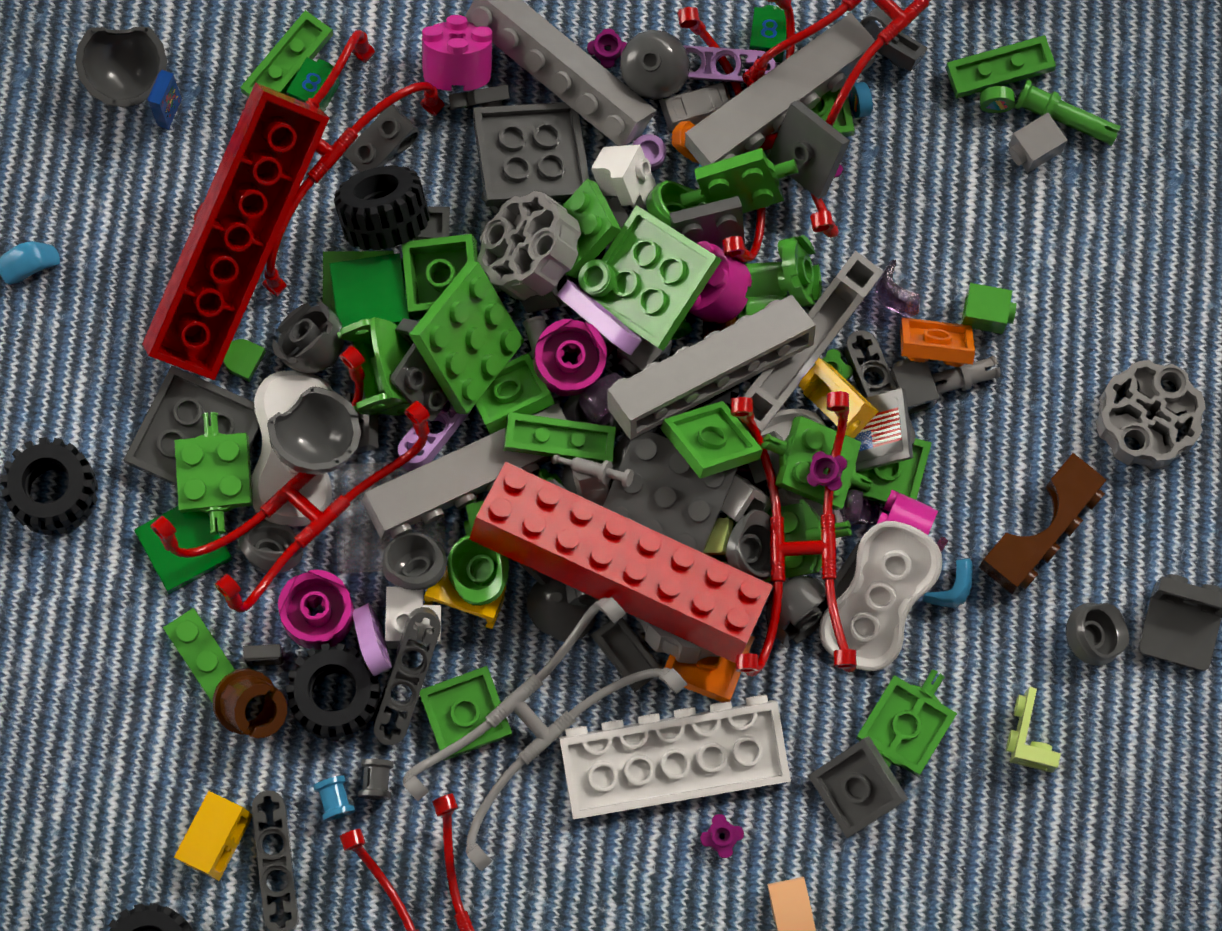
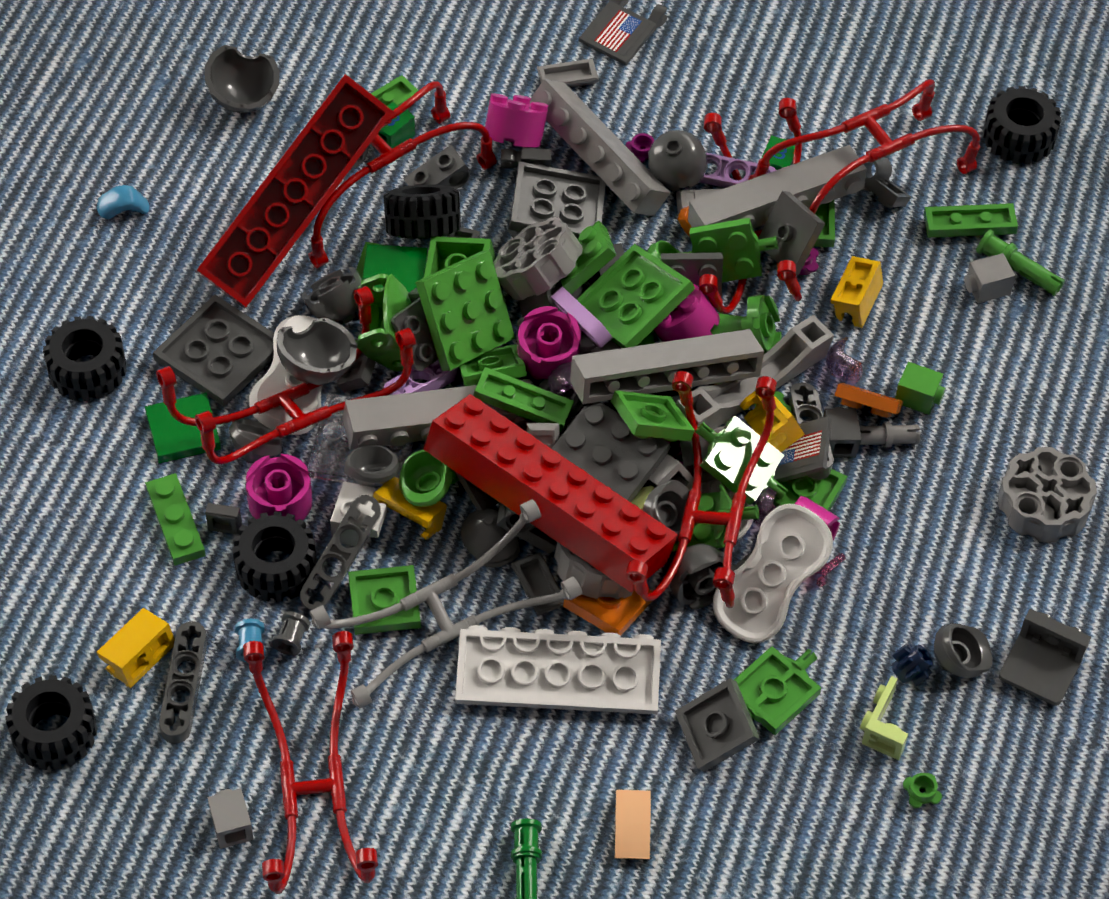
camera: 15 degrees right, 20 degrees down
(164, 99) = (269, 108): blue tile -> none
(213, 473) = (224, 373): bright green plate -> none
(234, 694) = (180, 549): reddish brown piece -> none
(243, 358) = (276, 304): bright green tile -> none
(371, 639) = (318, 517): lavender beam -> none
(596, 278) = (588, 292): bright green tile -> none
(602, 471) = (551, 423): light grey piece -> none
(625, 174) = (631, 228): white brick -> none
(653, 149) = (657, 226): lavender tile -> none
(712, 839) = (582, 752): magenta plate -> none
(819, 463) = (746, 450): magenta plate -> none
(861, 100) = (845, 220): dark azure tile -> none
(893, 193) = (858, 290): none -> yellow hinge
(959, 592) = (842, 596): dark azure hair -> none
(997, 99) = (962, 242): bright green tile -> none
(1015, 557) = (903, 579): reddish brown arch -> none
(1047, 662) = (912, 664): none -> dark blue gear
(1088, 796) = (925, 781): none -> bright green plate

